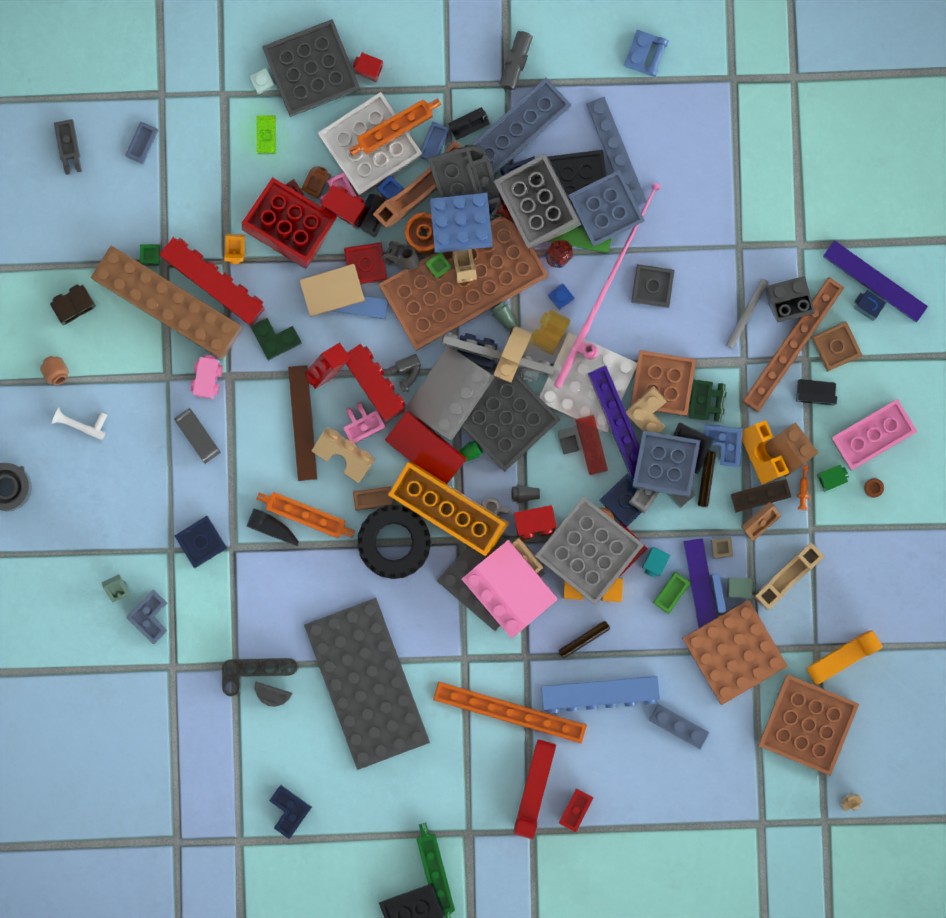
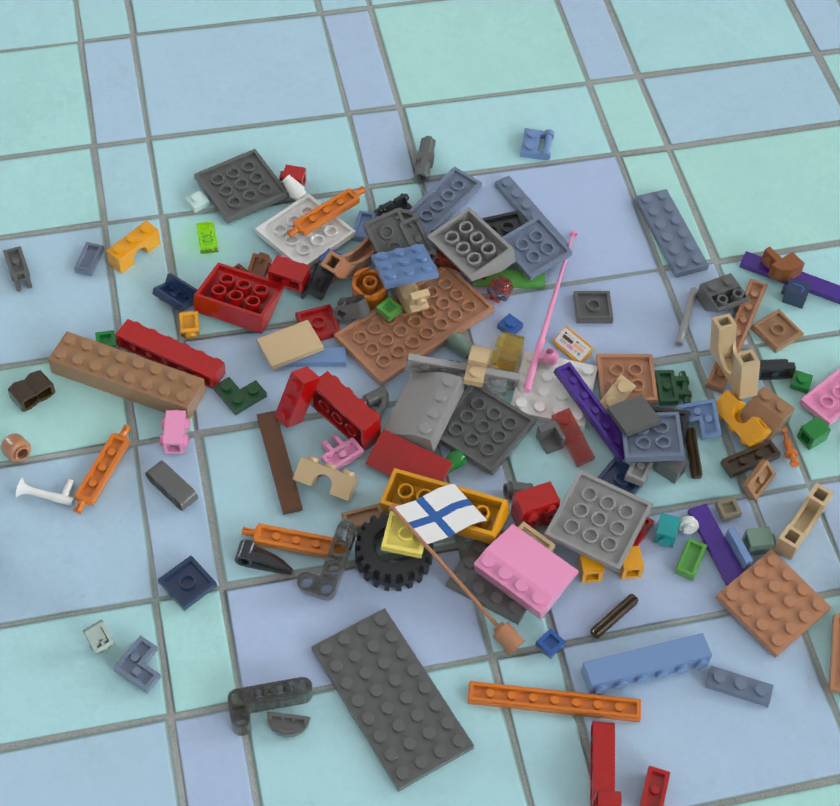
camera: 15 degrees left, 30 degrees down
(134, 406) = (102, 469): none -> orange plate
(195, 131) = (123, 252): none -> light orange arch
(225, 206) = (175, 292): none -> dark blue bracket
(336, 546) = (331, 560): none -> clear smoke beam
(366, 85) = (293, 187): none -> white cone
(404, 537) = (400, 539): none -> light yellow plate
(435, 531) = (440, 517): none -> flag
(519, 658) = (550, 643): none -> blue plate
(618, 333) = (573, 345): none -> slope
(654, 438) = (633, 415): none -> dark grey tile
(678, 559) = (688, 525): none -> white plate
(761, 200) = (671, 233): none -> sand blue plate
(773, 406) = (739, 368): none -> tan arch
(841, 412) = (801, 381): none -> green plate
(862, 275) = (782, 268): none -> dark orange brick

